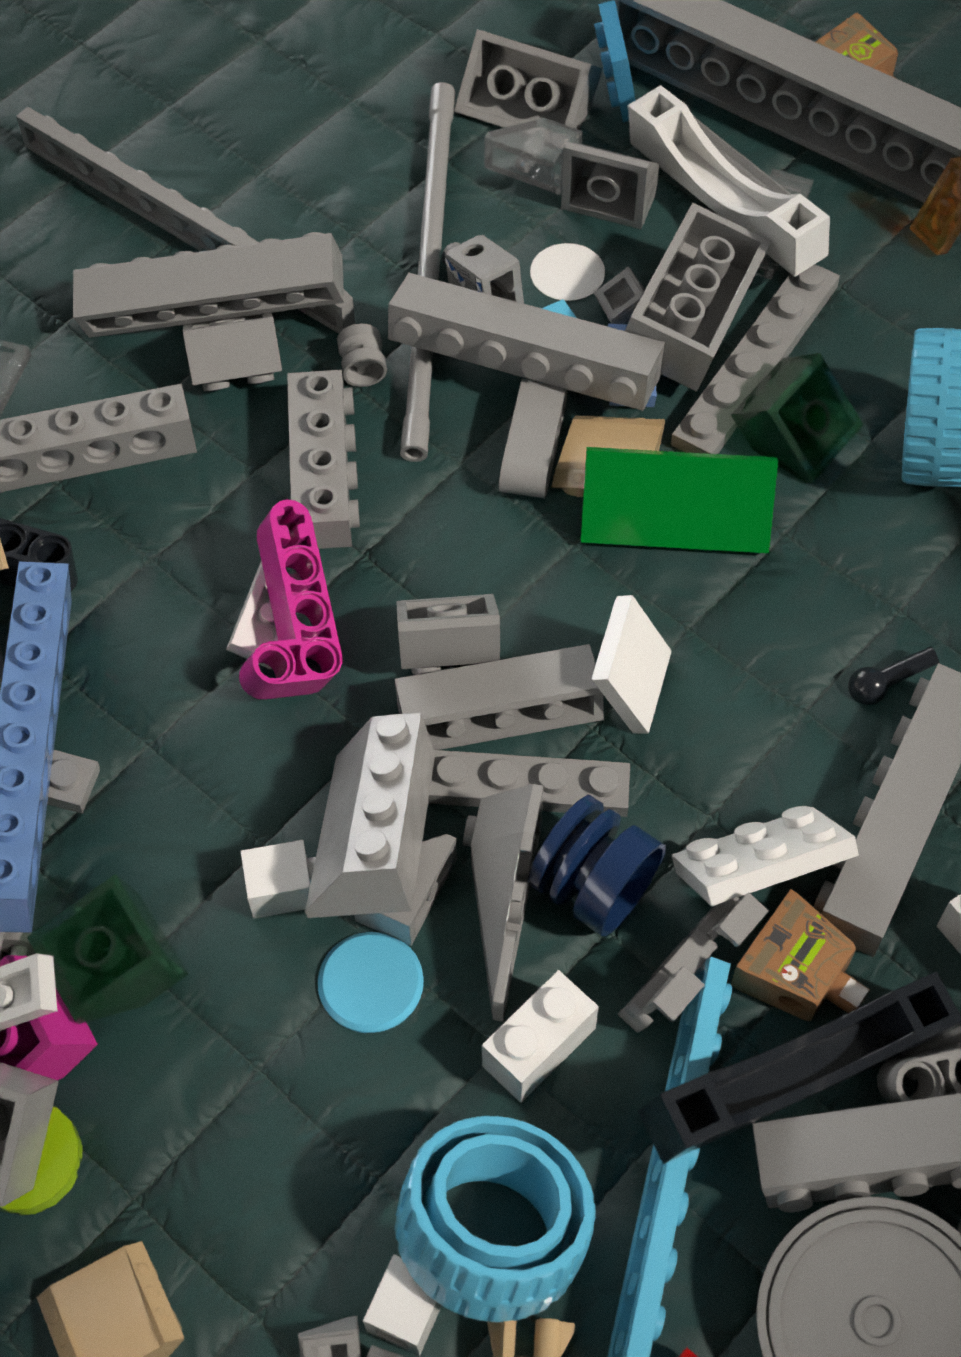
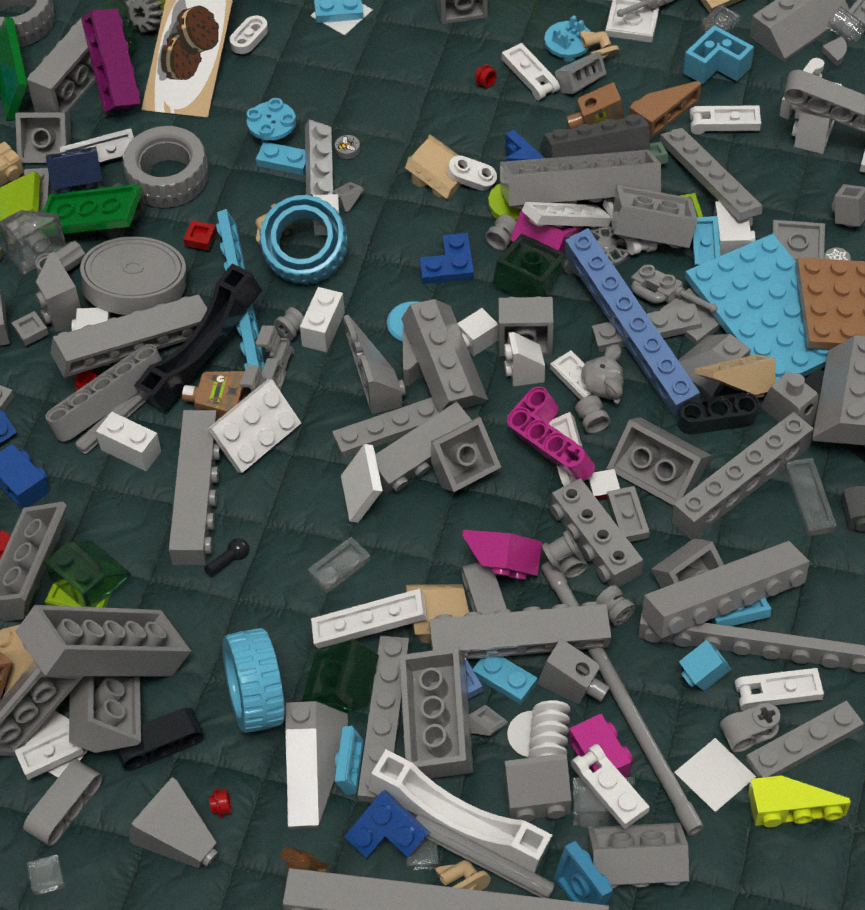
camera: 155 degrees right, 5 degrees down
(53, 1260) = (472, 174): none -> white plate
(97, 1078) = (501, 232): none -> light grey wheel
(131, 683) = (604, 375): none -> light grey hair
(150, 523) = (658, 461): none -> light grey slope
(169, 723) = (568, 370): none -> white plate
(194, 640) = (593, 416): none -> light grey wheel
(196, 822) = (529, 318): none -> light grey brick
(224, 1063) = (453, 265): none -> blue plate
(230, 184) = (780, 688): none -> white plate
(242, 769) = (523, 360): none -> white slope
(243, 535) = (603, 482): none -> white tile
(244, 128) = (805, 741): none -> light grey plate
(253, 471) = (628, 513): none -> light grey plate
(301, 156) = (750, 727): none -> light grey piece
(302, 216) = (704, 666): none -> medium azure brick
(317, 69) = (786, 800): none -> neon yellow slope
(375, 144) = (715, 774): none -> white sticker
(388, 434) = (566, 556): none -> light grey piece
(477, 463) = (505, 553): none -> dark pink slope
(501, 198) = (604, 734): none -> dark pink brick
(523, 128) = (610, 786): none -> white plate
(553, 238) = (549, 728): none -> white piece
(589, 860) = (335, 385): dark blue wheel -> none
(602, 1062) = (289, 324): none -> light grey wheel
(677, 430) = (369, 618): none -> white plate
(678, 499) = (383, 584): green tile -> none
(723, 579) = (339, 564): none -> clear plate
(747, 133) = (473, 879): none -> tan piece
(835, 313) = (349, 760): none -> medium azure plate
(847, 220) = (390, 820): none -> blue plate
(876, 347) = (311, 749): none -> light grey wedge

